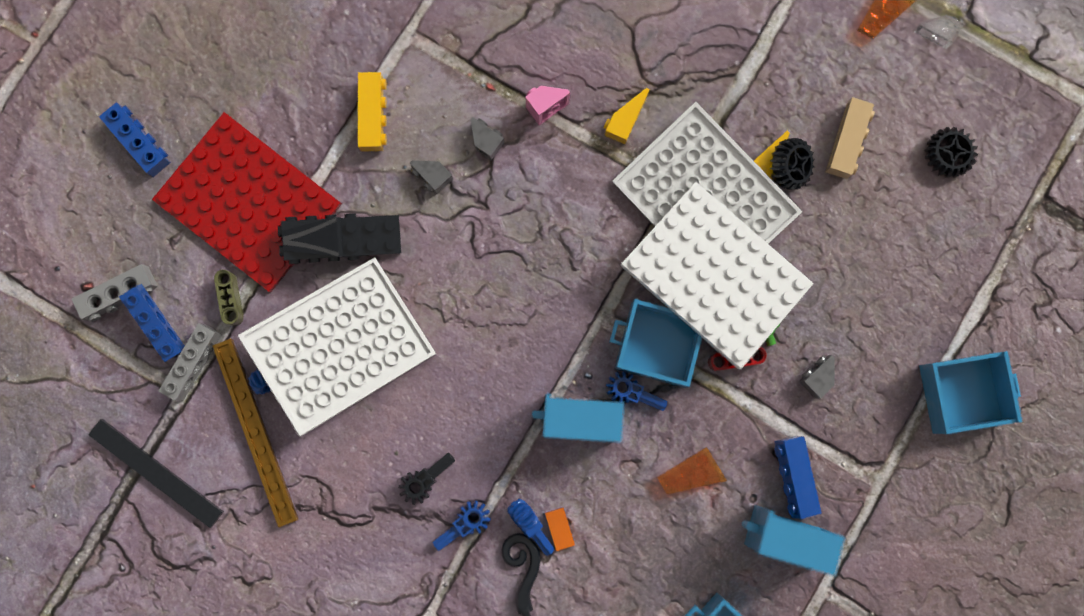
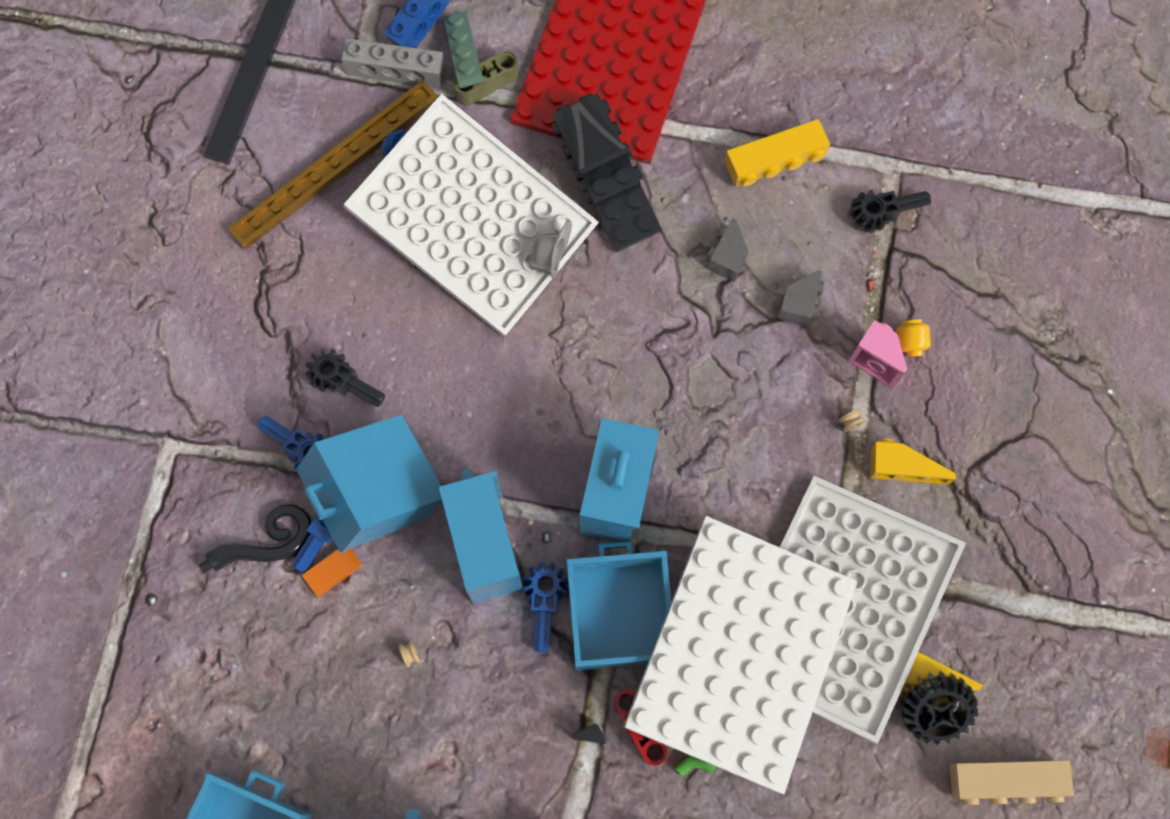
camera: 70 degrees right, 10 degrees down
(200, 306) = (463, 49): none -> sand green plate
(386, 300) = (550, 248): none -> light grey piece
(439, 53) = (885, 206): none -> black gear
(514, 483) = (369, 482): none -> dark azure container
(540, 74) = (914, 337): none -> yellow head
(577, 312) = (617, 481): none -> dark azure container
(583, 140) = (851, 420): none -> tan bush
(635, 494) = (409, 653): none -> tan bush
(692, 473) = (463, 720): clear orange wing -> none
(730, 393) = (590, 734): none -> black slope

